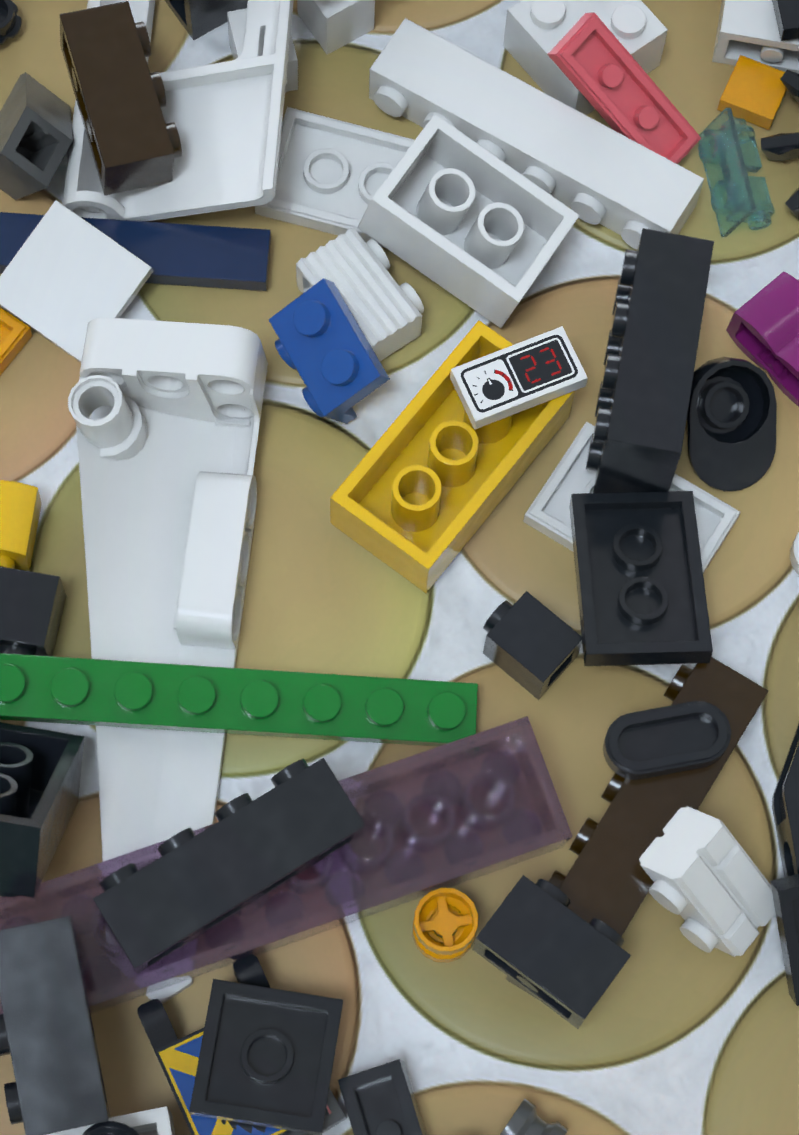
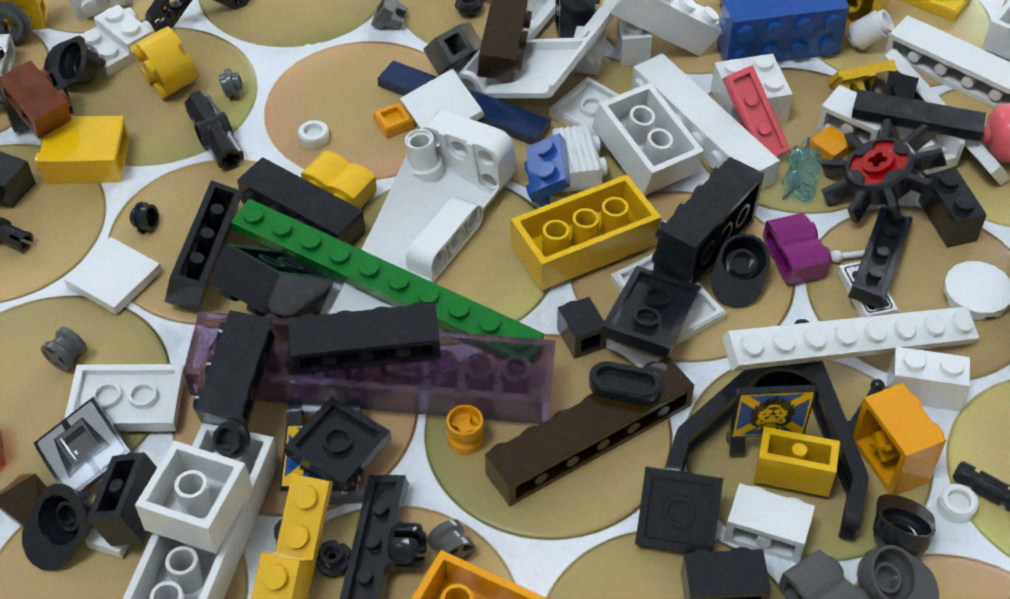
camera: 30 degrees right, 20 degrees down
(518, 377) = (632, 199): tile -> none
(552, 949) = (508, 446): black brick -> none
(709, 882) = (612, 455): white brick -> none

